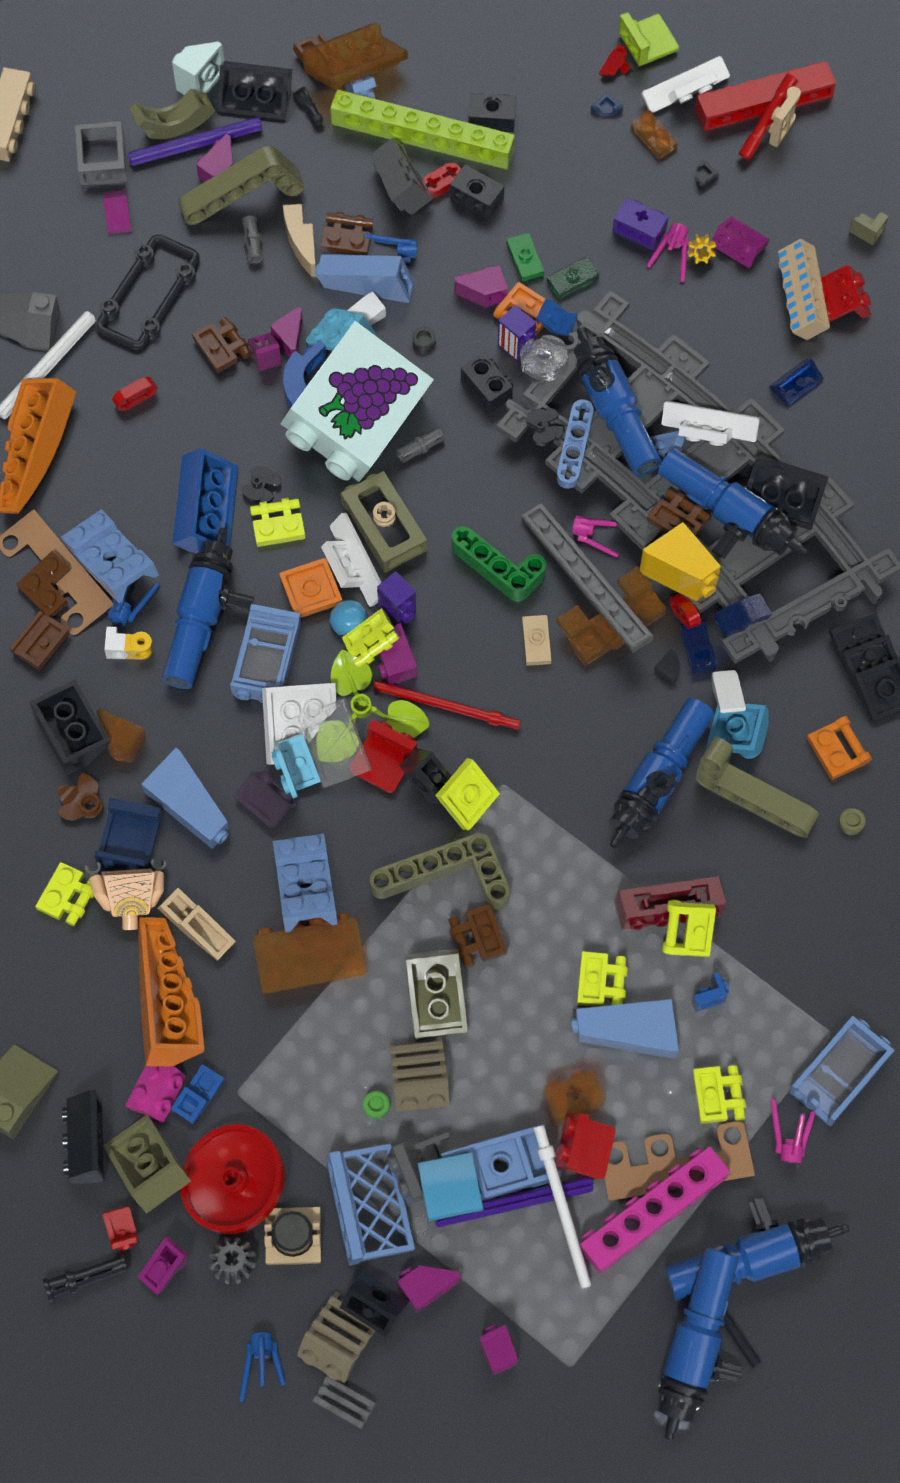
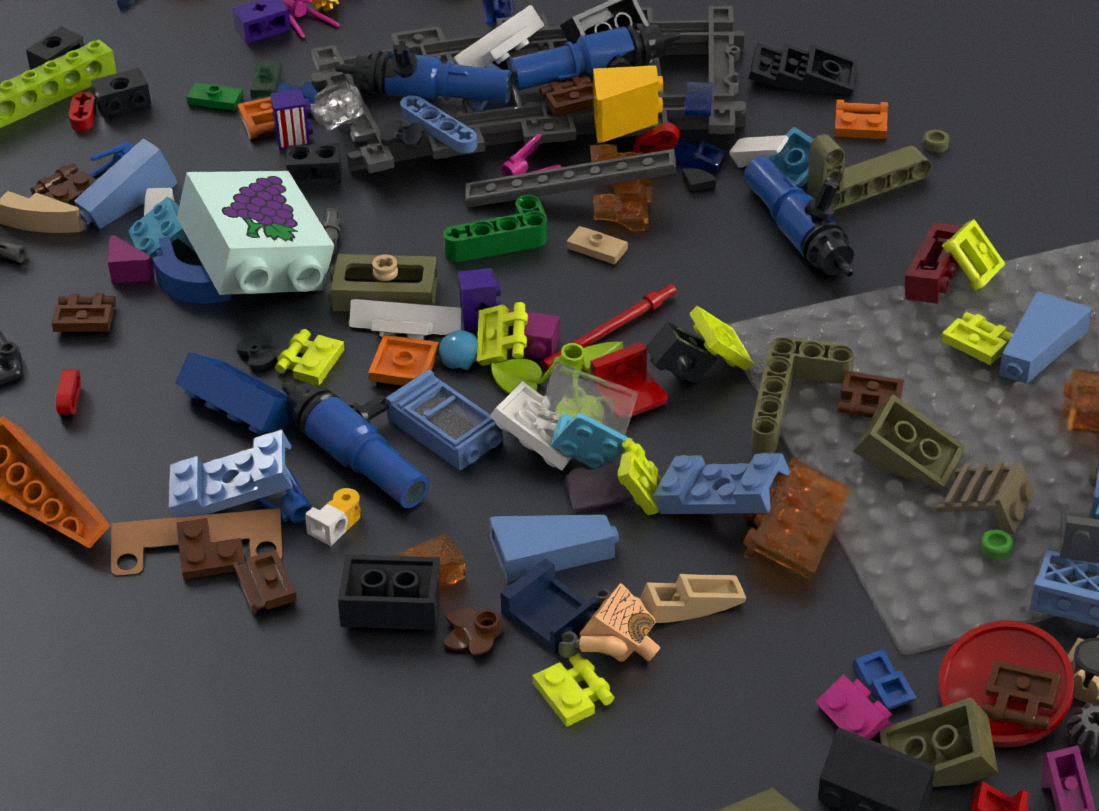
camera: 55 degrees left, 25 degrees down
(168, 1005) = (785, 654): orange wedge -> none
(222, 1191) = (1025, 686): none -> reddish brown plate
(265, 351) = (127, 283): magenta slope -> none
(273, 820) = (639, 476): none -> neon yellow plate
(401, 177) = (54, 123): dark grey wedge -> none
(482, 287) = (217, 127): magenta slope -> none
(709, 998) = (1044, 270): blue bracket -> none

